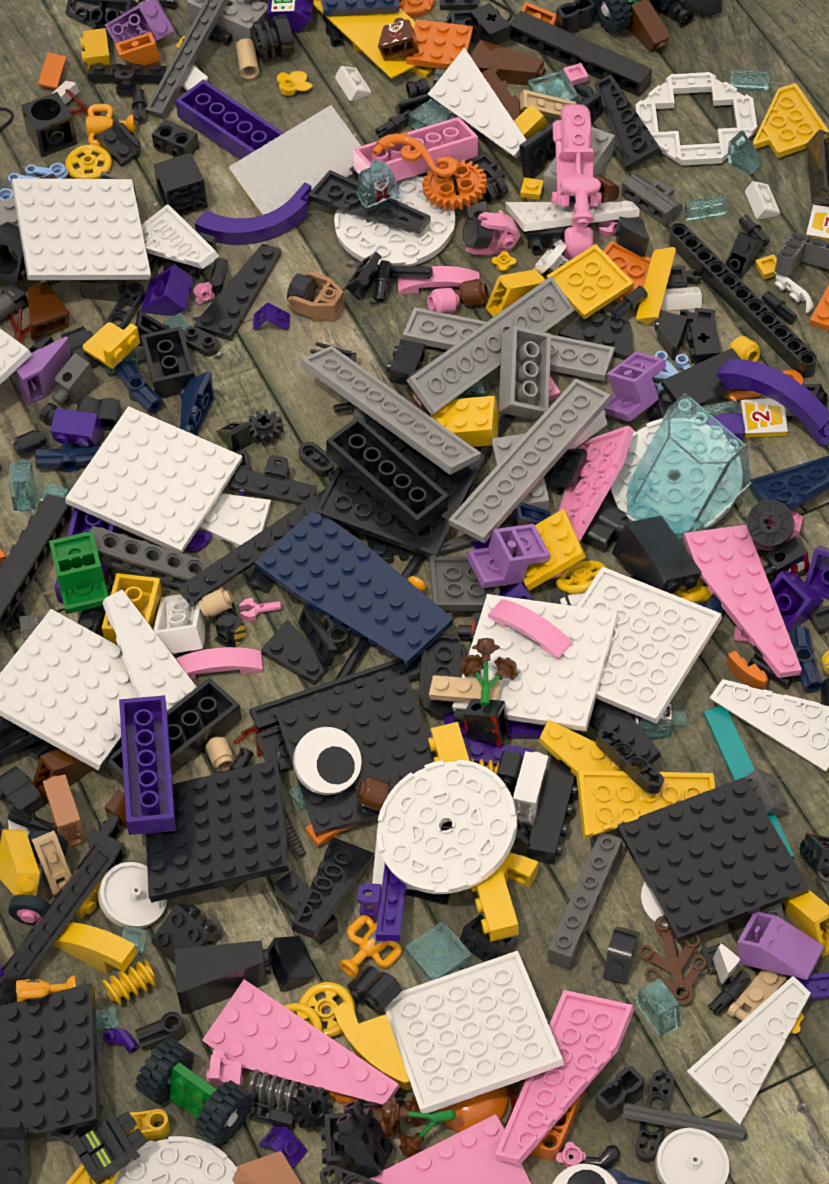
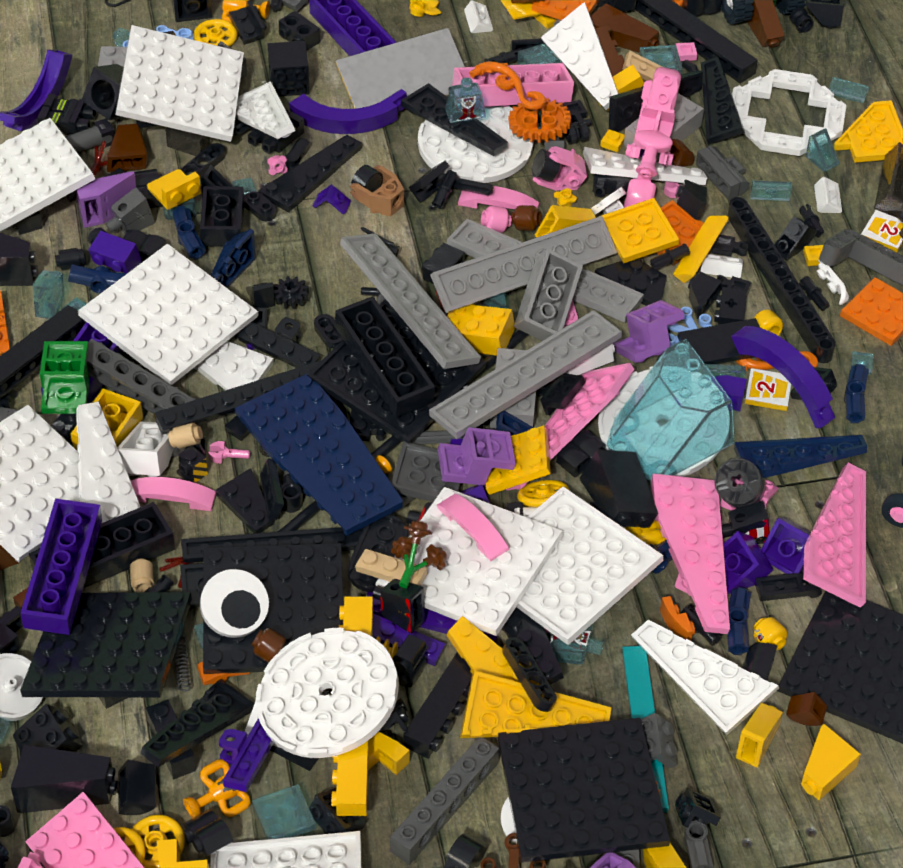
camera: 10 degrees right, 5 degrees down
(167, 292) = (245, 157): dark purple slope -> none
(199, 542) = (193, 380): dark purple tile -> none
(418, 88) = (539, 31): black wheel -> none
(530, 786) = (424, 675): white window -> none

